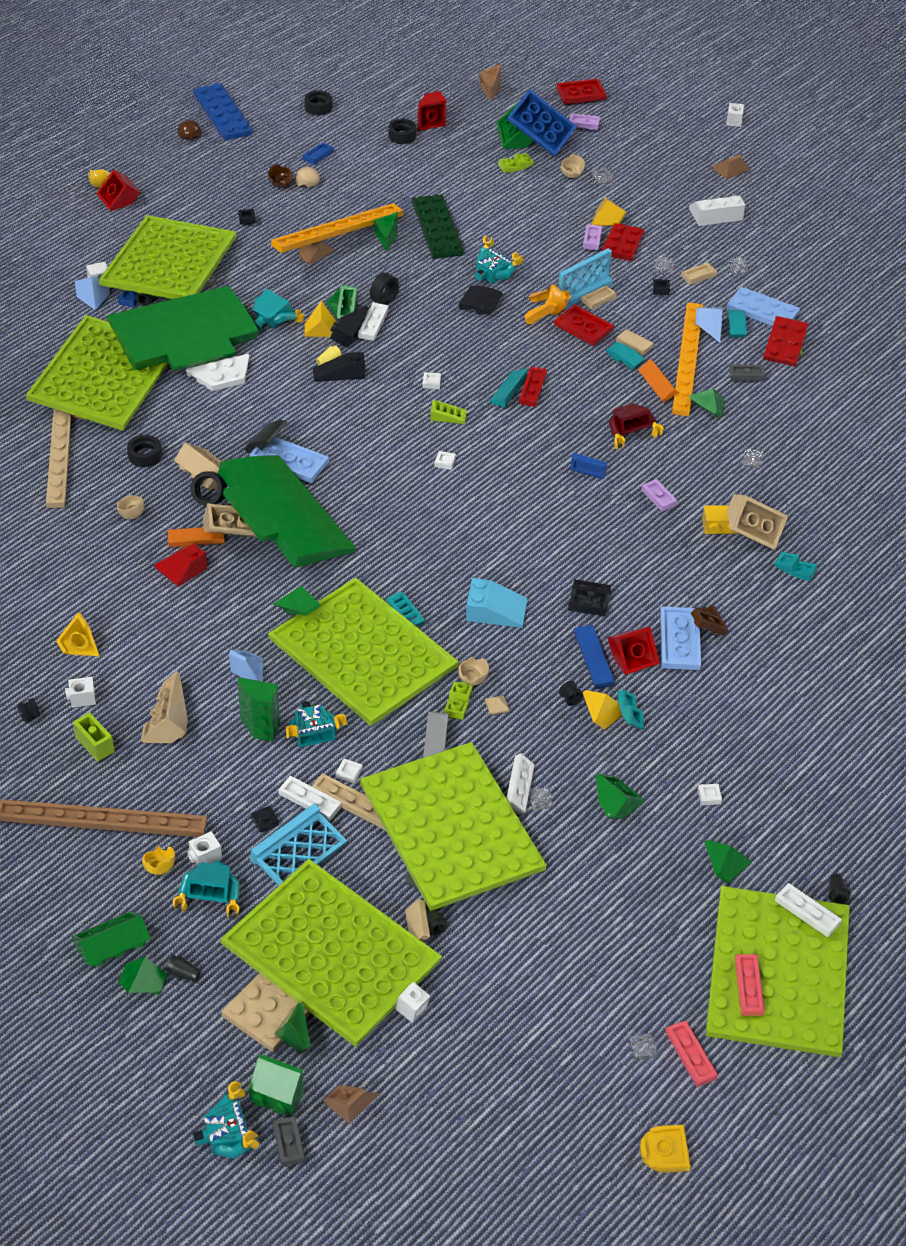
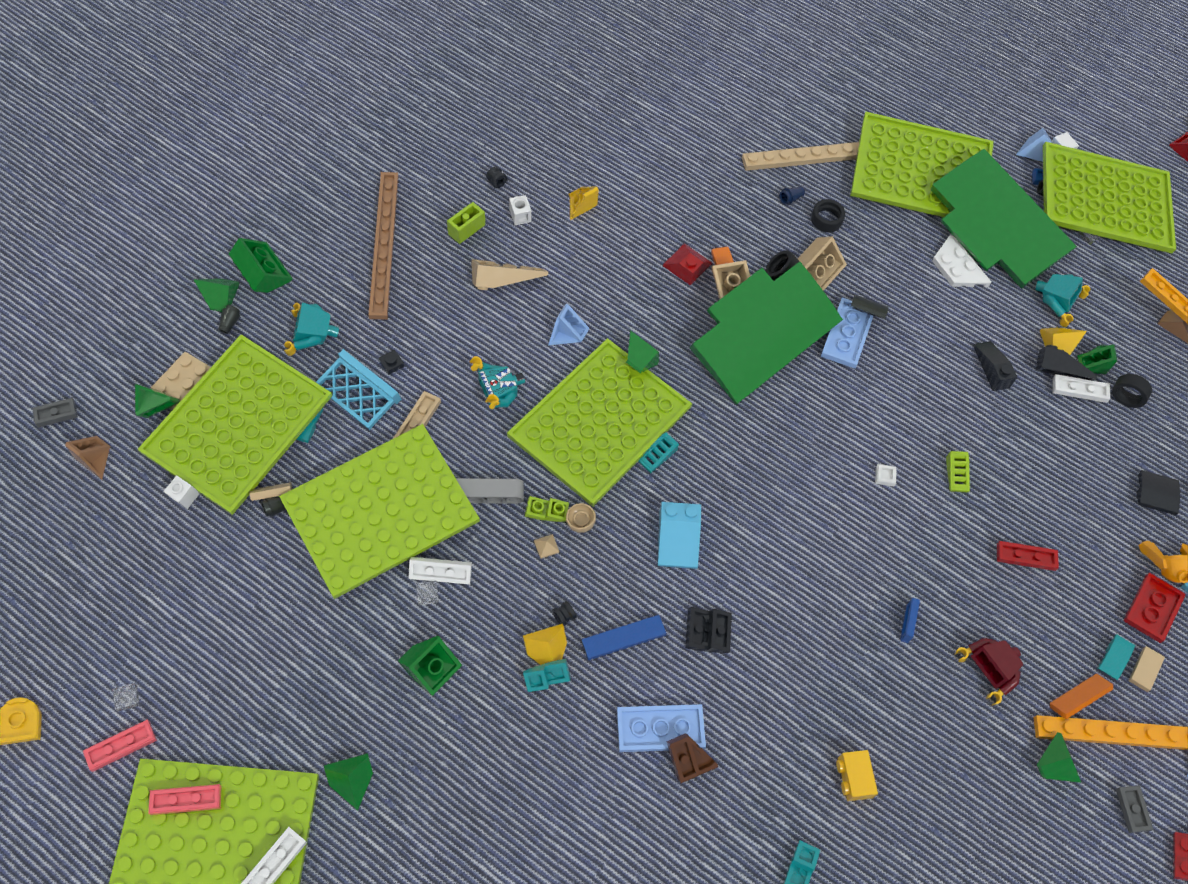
camera: 80 degrees right, 15 degrees up
(112, 474) = (789, 195): none -> dark blue cone
(130, 507) = (749, 213): tan hair -> none
(159, 861) = (337, 287): yellow hair -> none
(204, 849) = (351, 325): white brick -> none
(226, 1127) = (66, 367): torso -> none
(259, 708) = (497, 334): green slope -> none
(276, 1085) = (102, 396): slope -> none
(306, 796) = (412, 392): white plate -> none
(329, 354) = (1012, 352): light yellow cone -> none
(349, 771) = (451, 423): white tile -> none
(431, 380) = (1007, 453): white tile -> none
(509, 388) = (1018, 531): teal slope -> none
(634, 649) = (632, 675): red slope -> none
(659, 495) = (882, 701): lavender plate -> none
(709, 794) = (443, 763): white tile -> none
(752, 458) = (975, 814): clear plate -> none
(756, 520) = (851, 811): tan slope -> none

